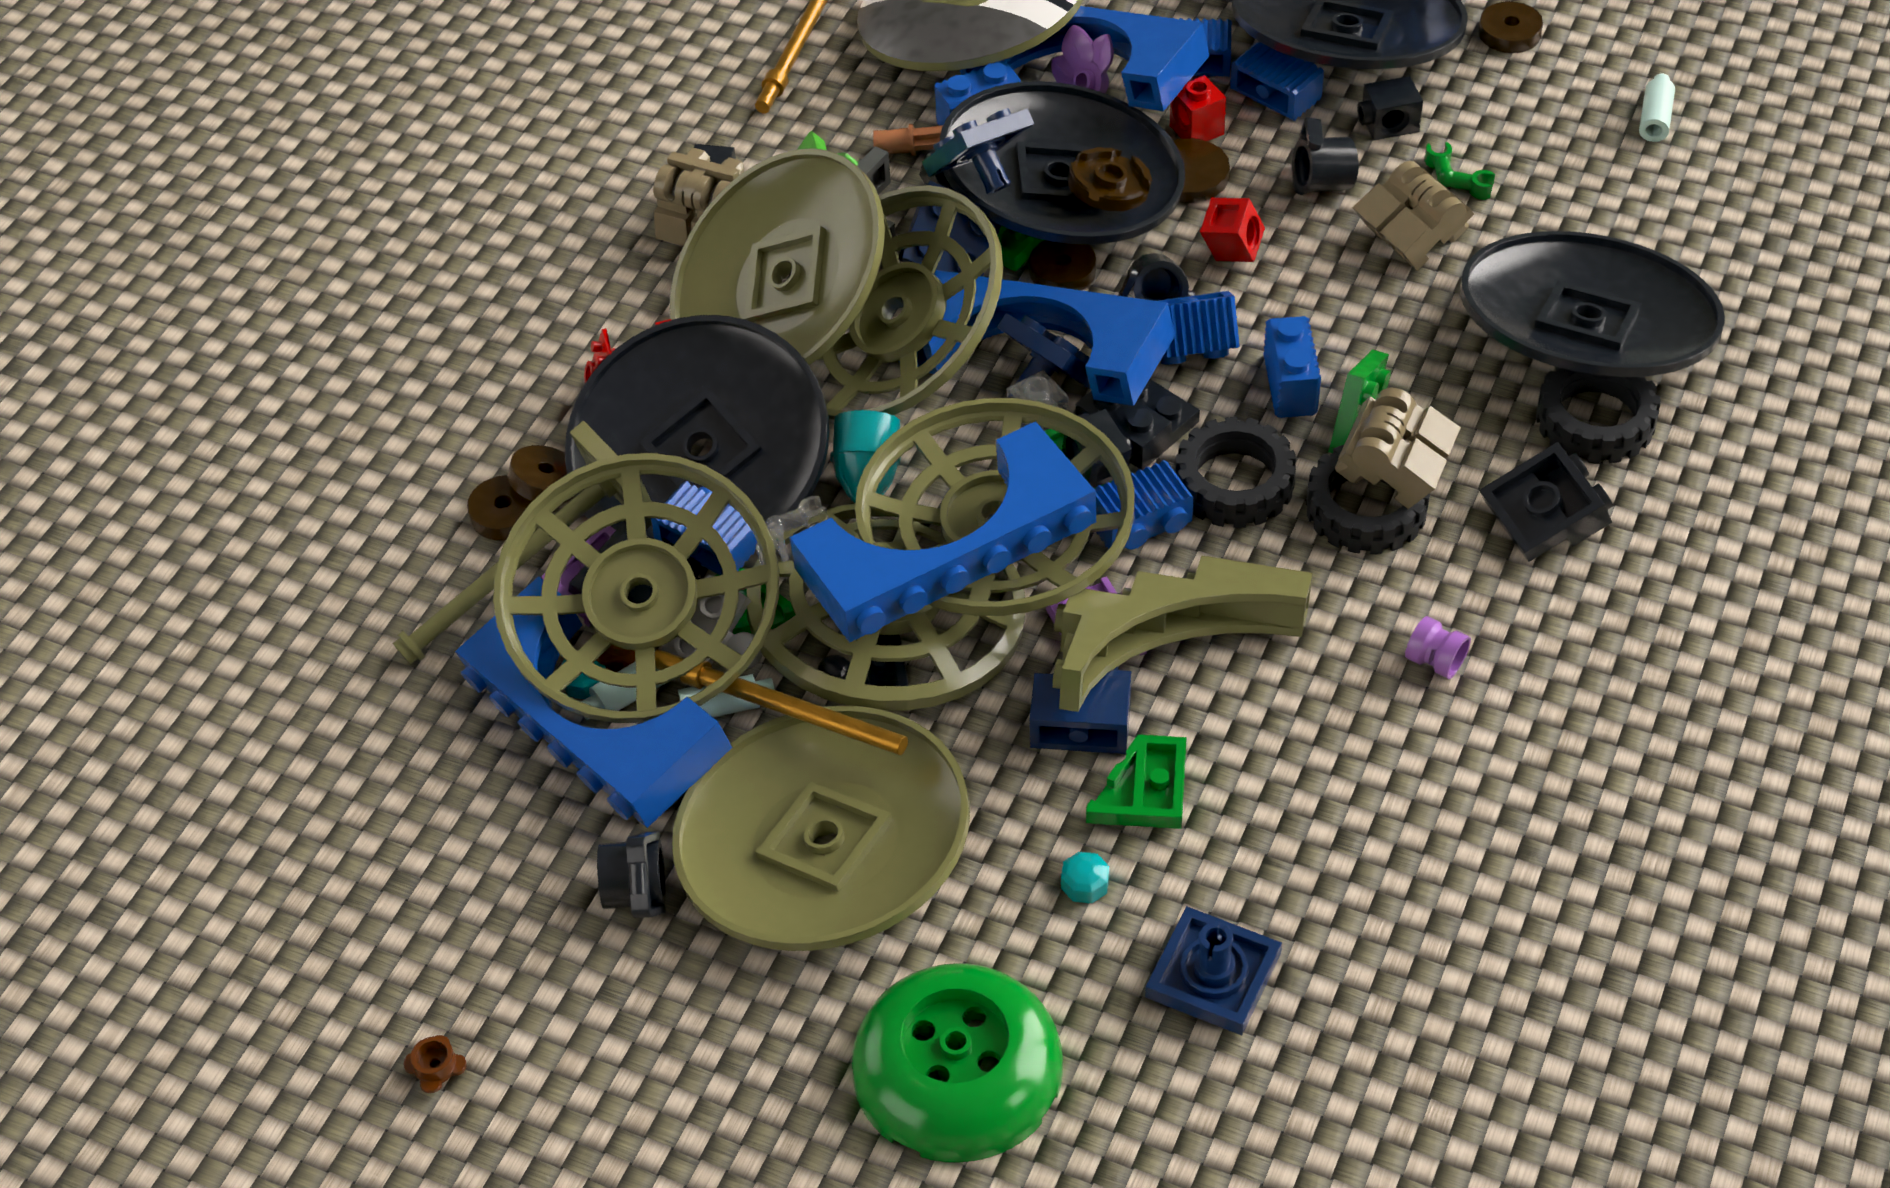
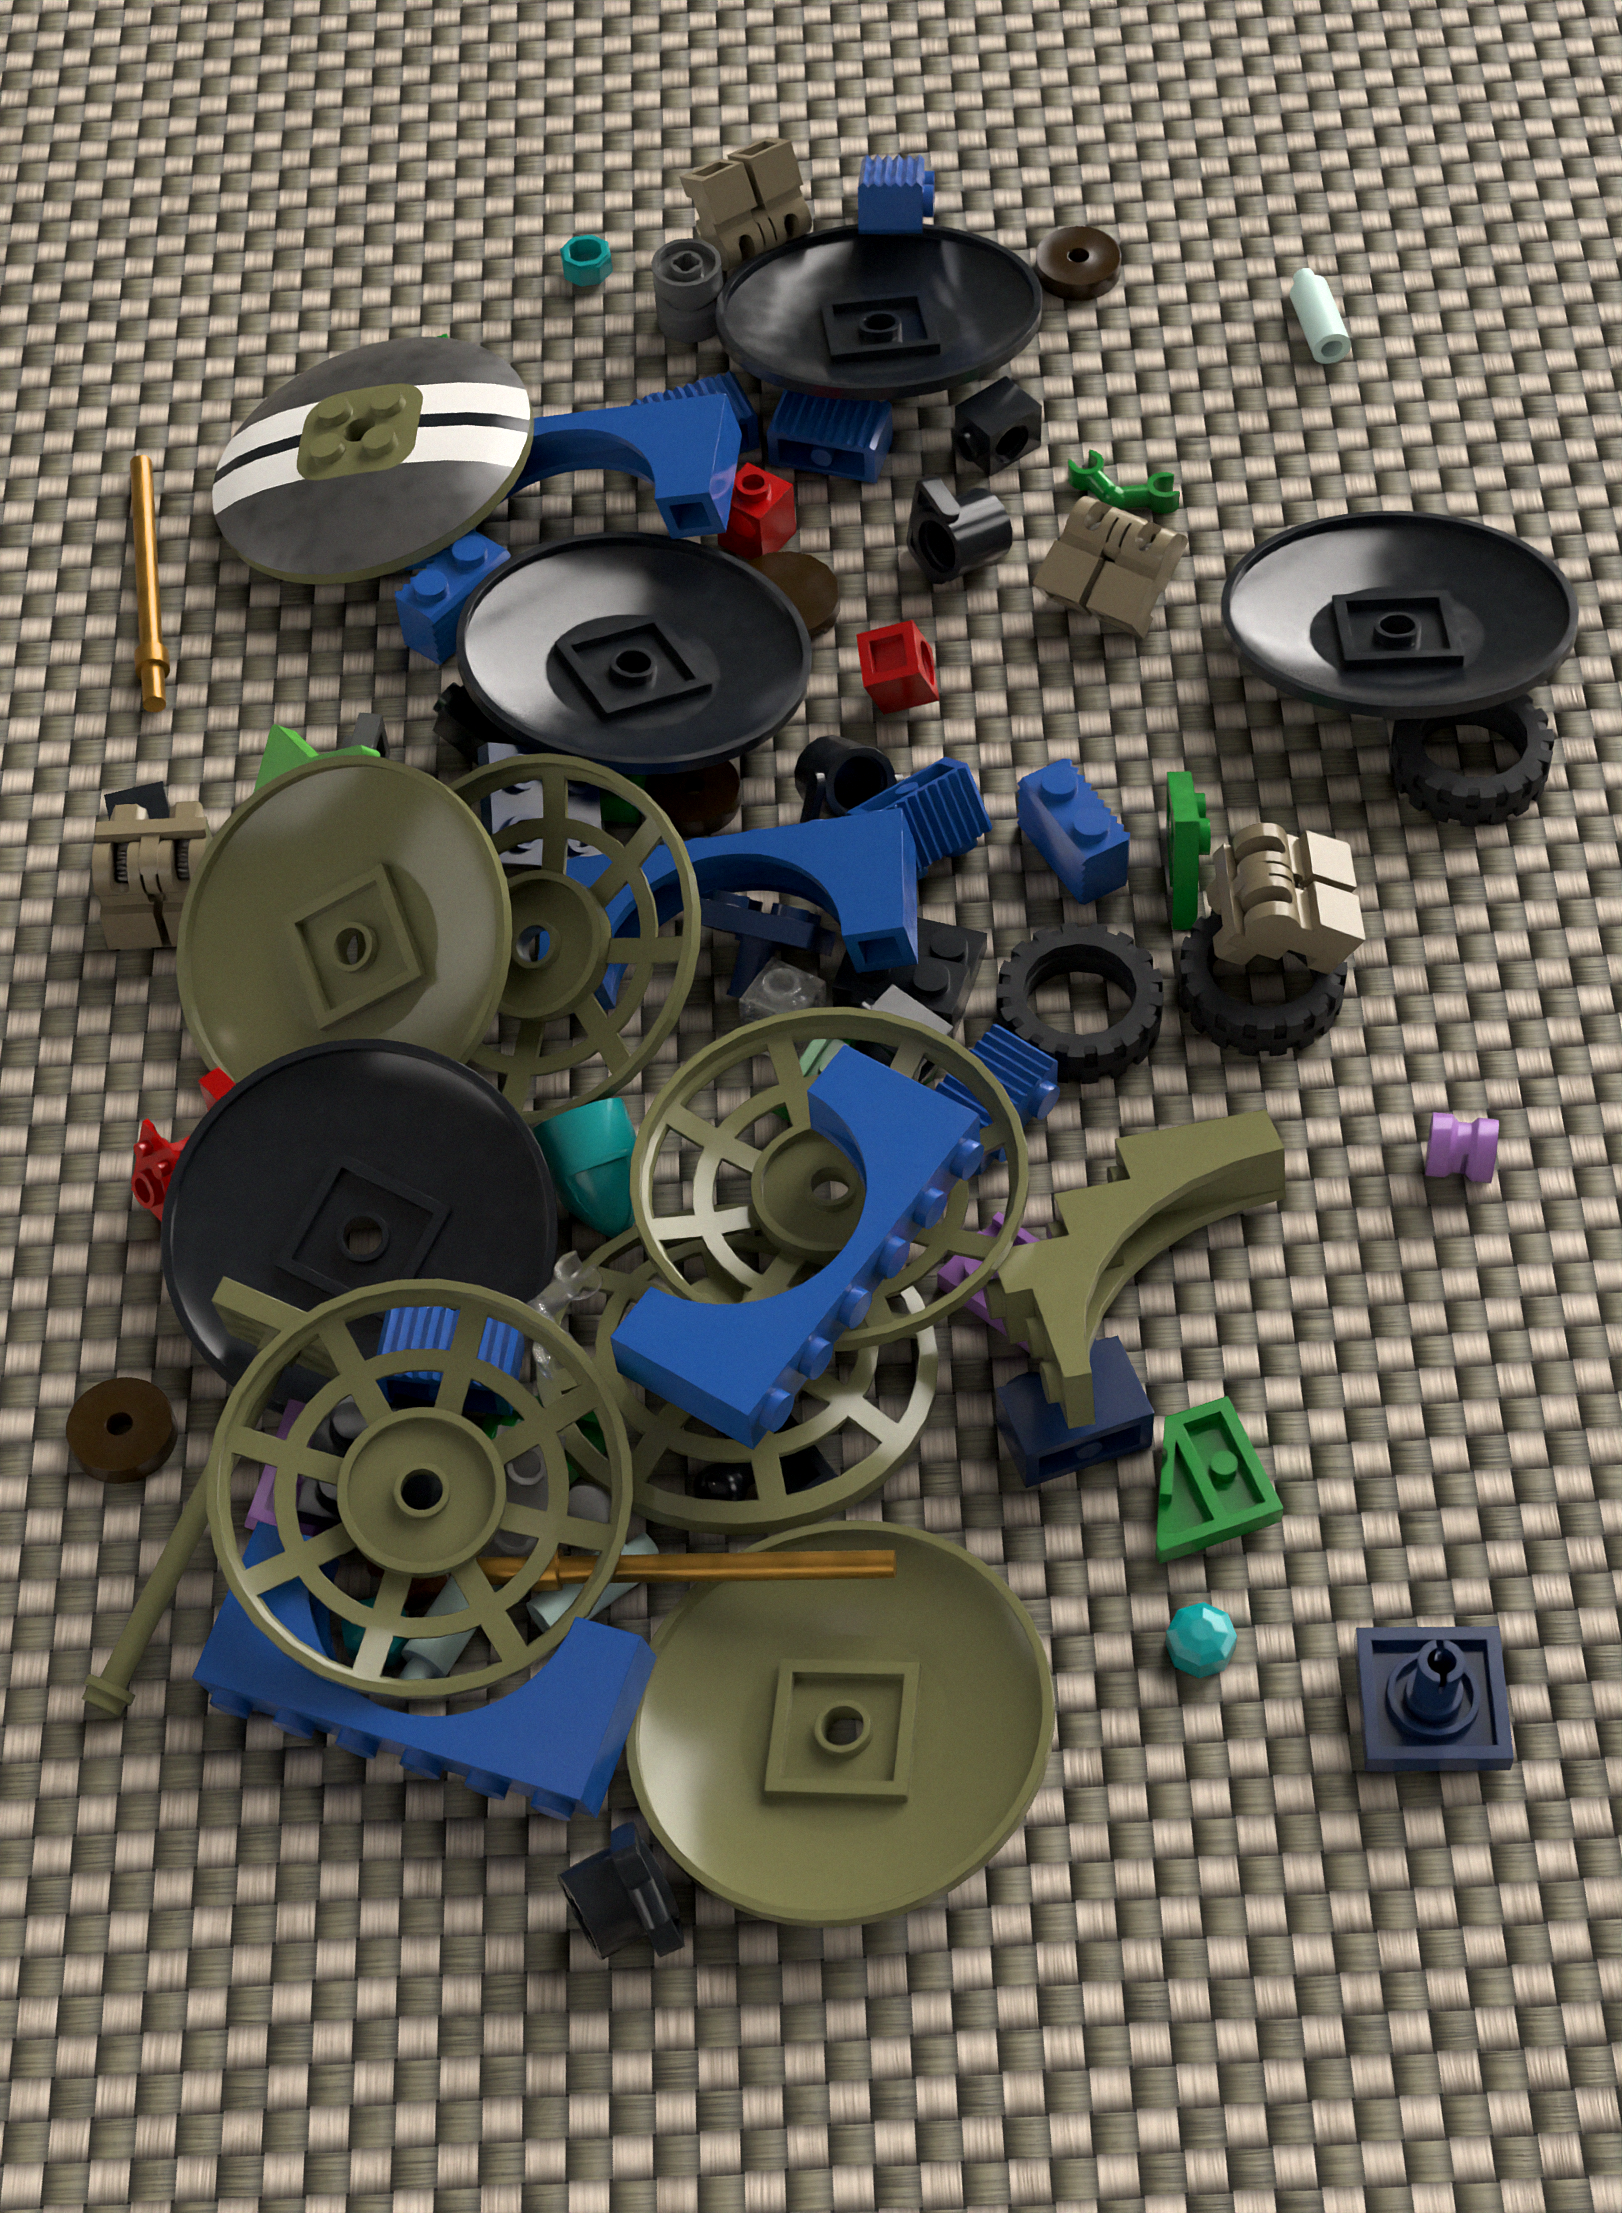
camera: 25 degrees left, 5 degrees up
(535, 469) = (154, 1363): dark brown piece -> none
(907, 139) = (393, 681): nougat axle -> none
(973, 1110) = (1115, 2014): green brick -> none
(980, 146) = (542, 673): dark blue plate -> none
(1084, 60) = (565, 490): medium lavender plate -> none
(1109, 180) = (715, 656): dark brown tile -> none
(1548, 502) = (1485, 900): black plate -> none

